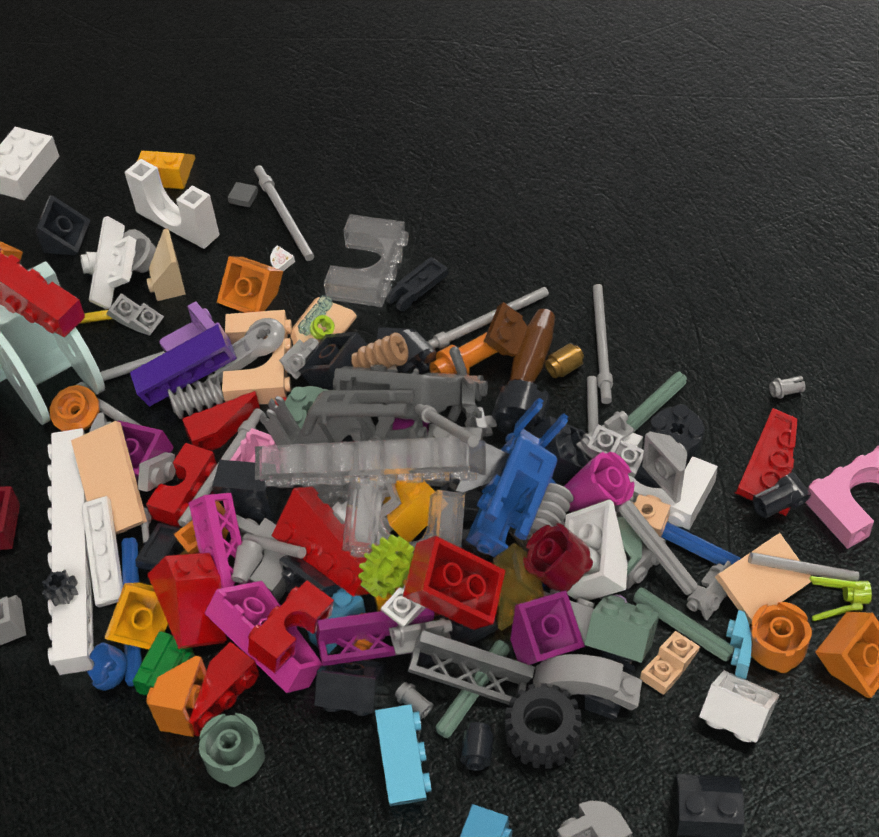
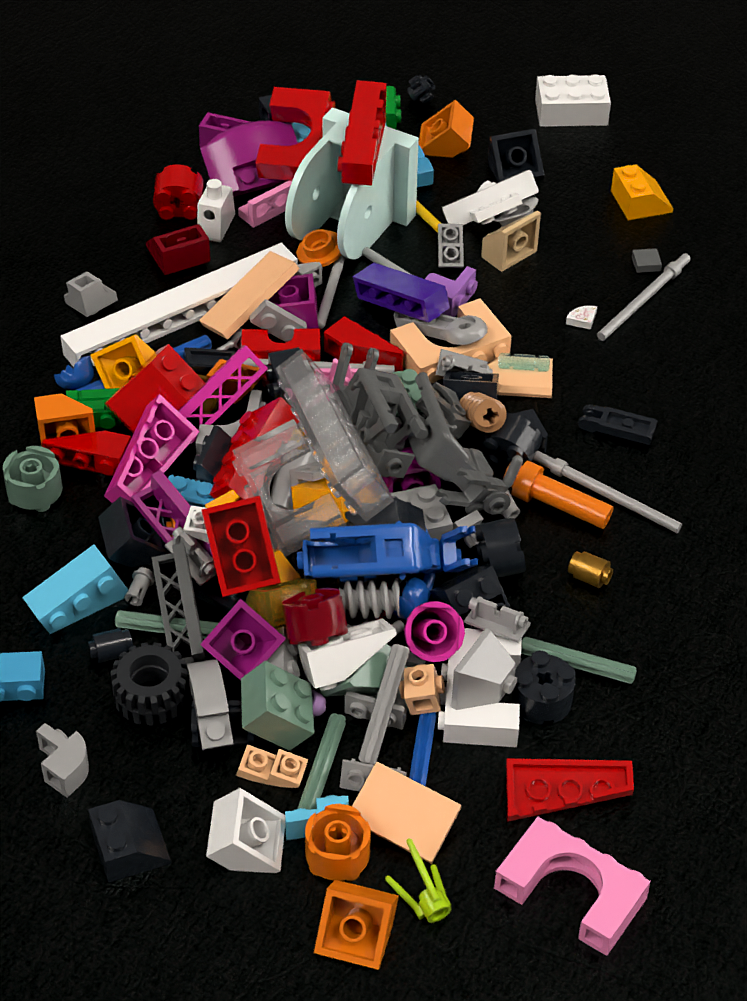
camera: 60 degrees right, 5 degrees down
(60, 587) = (124, 306): black gear -> none
(102, 551) = (189, 320): white tile -> none
(192, 217) = (582, 209): white arch -> none
(196, 398) = (375, 316): light grey piece -> none
(246, 560) = (213, 412): light grey cone -> none
(248, 285) = (533, 304): orange slope -> none
(277, 546) = (233, 421): light grey bar -> none
(303, 608) = (127, 445): red arch -> none
(325, 322) = (517, 370): lime bush -> none
(372, 283) = (656, 383): clear arch -> none
(385, 567) = (225, 482): lime gear -> none
(430, 415) = (405, 452): light grey bar -> none
(524, 342) = (586, 523): reddish brown plate -> none
(592, 403) = (557, 611): light grey bar -> none
(604, 378) = (591, 611): light grey bar -> none
(609, 441) = (476, 617): light grey slope -> none
(780, 387) = (677, 771): light grey pin -> none
(786, 493) = (519, 801): black piece -> none
(802, 567) = (434, 843): light grey bar -> none

